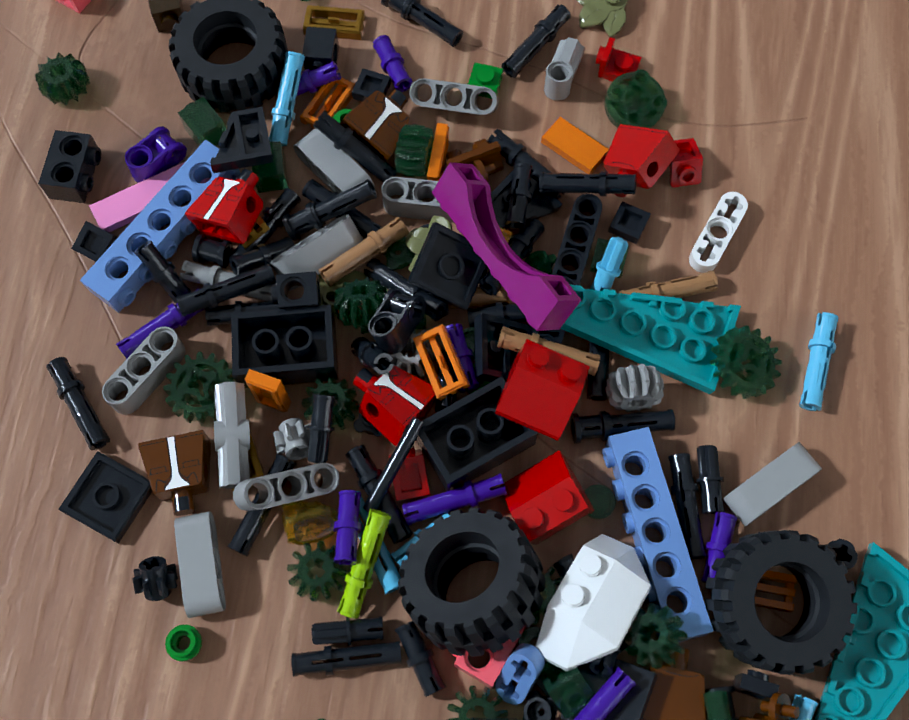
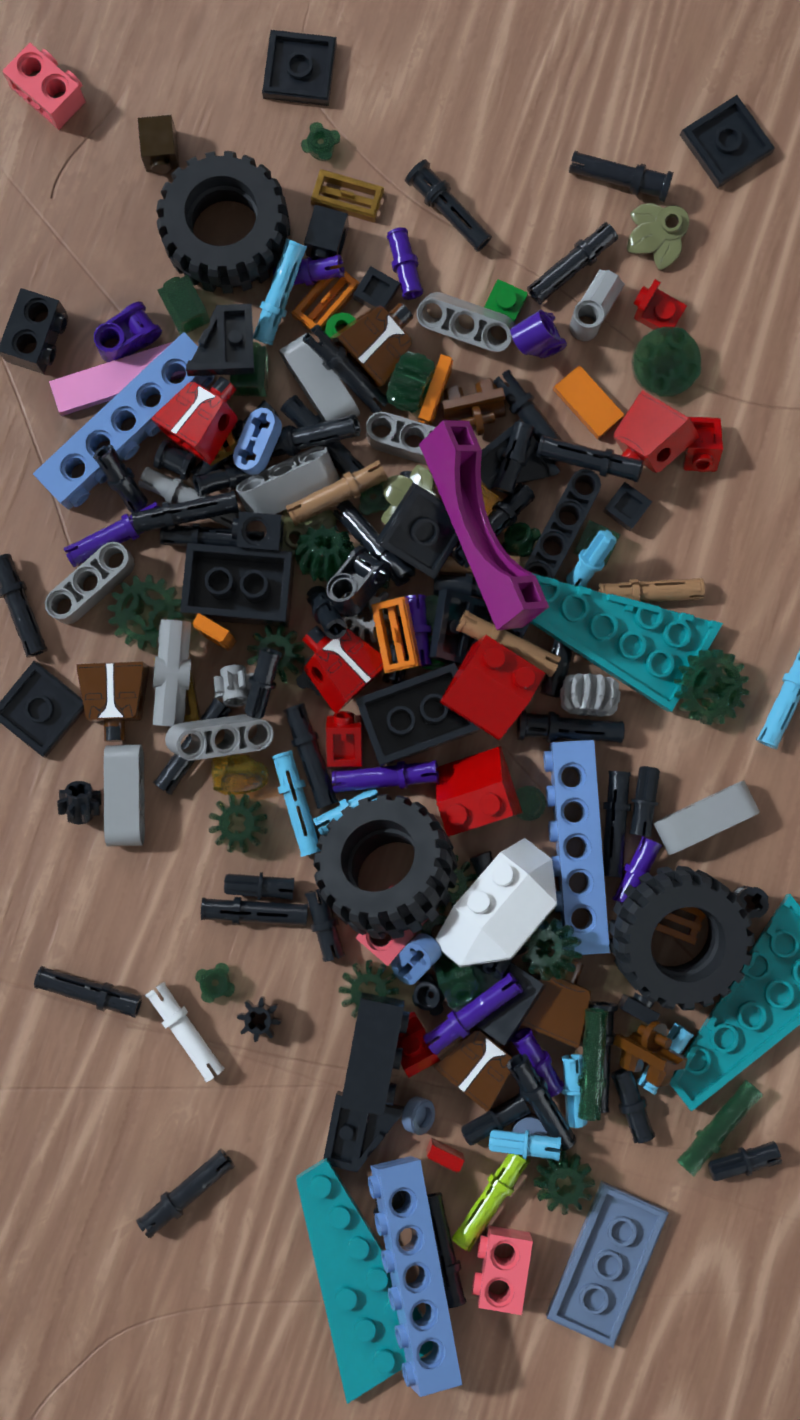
camera: 10 degrees right, 15 degrees up
(62, 79) = (33, 218): clear green gear -> none
(93, 241) = (51, 427): black plate -> none
(174, 637) = (90, 862): green plate -> none
(284, 218) = (257, 441): none -> medium blue beam
(347, 527) = (274, 789): dark purple pin -> none
(360, 576) = (278, 838): lime pin -> none
(394, 464) = (330, 734): black bar -> none
(520, 96) = (538, 335): none -> dark purple piece
(718, 244) = (729, 508): white beam -> none

